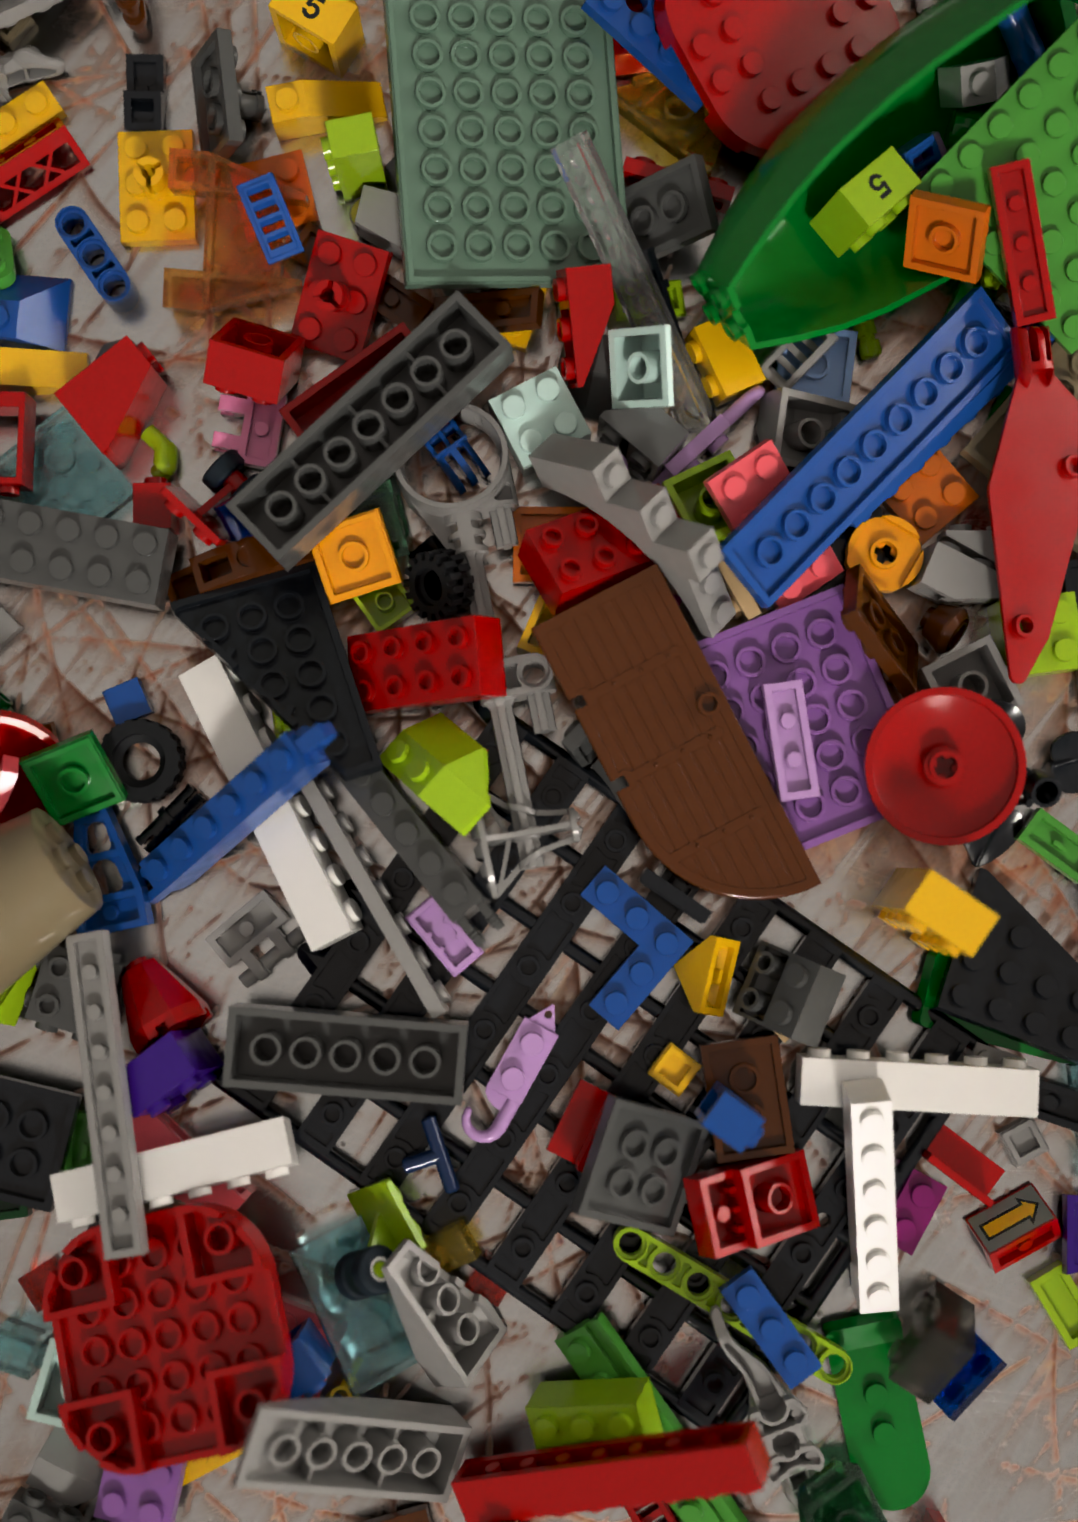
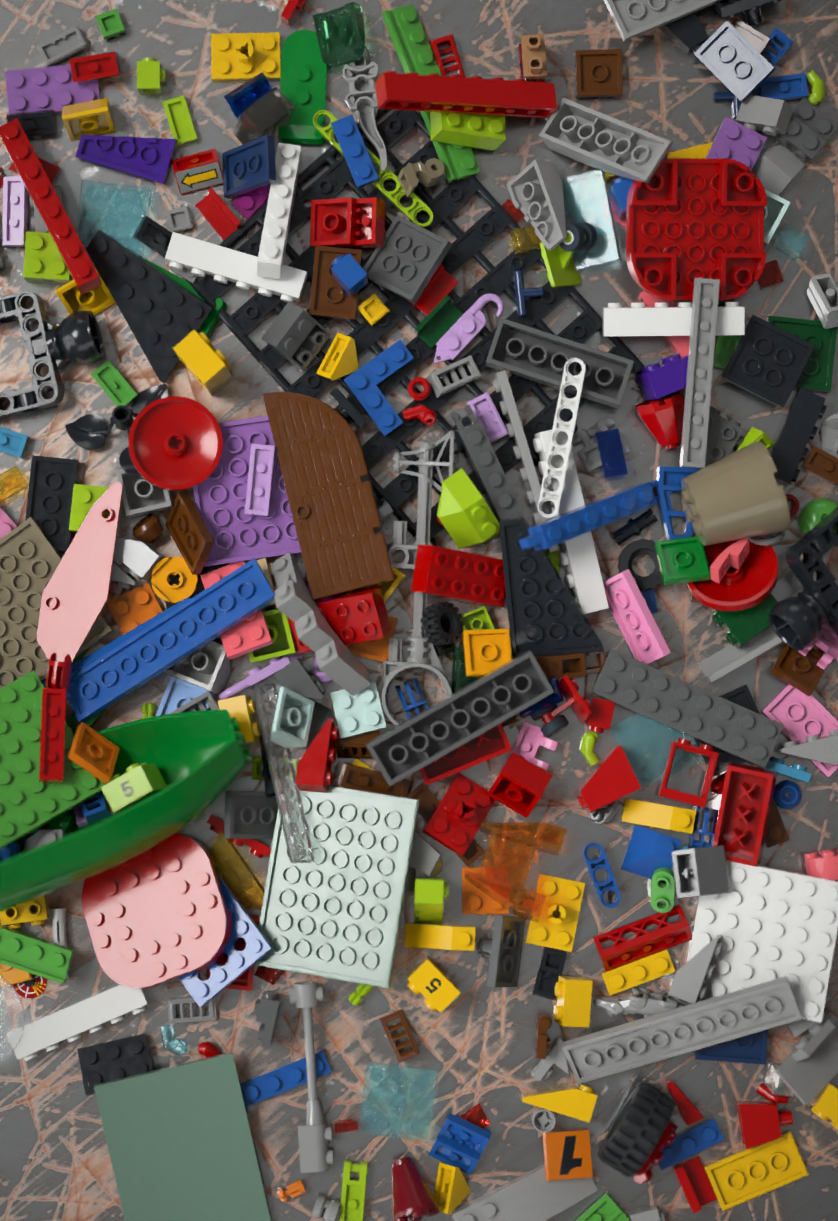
camera: 160 degrees left, 0 degrees up
(95, 53) = (573, 1001): none -> yellow brick
(130, 667) = (634, 618): none -> bright pink plate
(231, 926) = (611, 453): none -> clear blue plate
(258, 185) = (491, 880): blue slope -> none
(319, 947) = (568, 427): none -> white beam
(526, 366) = (355, 745): none -> reddish brown slope
(542, 972) = (436, 385): none -> light grey slope
(552, 917) = (422, 413): none -> red arm
(562, 1073) = (438, 322): none -> dark green panel
(571, 968) = (419, 381): none -> red plate
(642, 1317) = (418, 172): none -> dark tan leg
(936, 1258) = (249, 166): none -> dark blue plate
(987, 1442) = (245, 56): none -> yellow plate

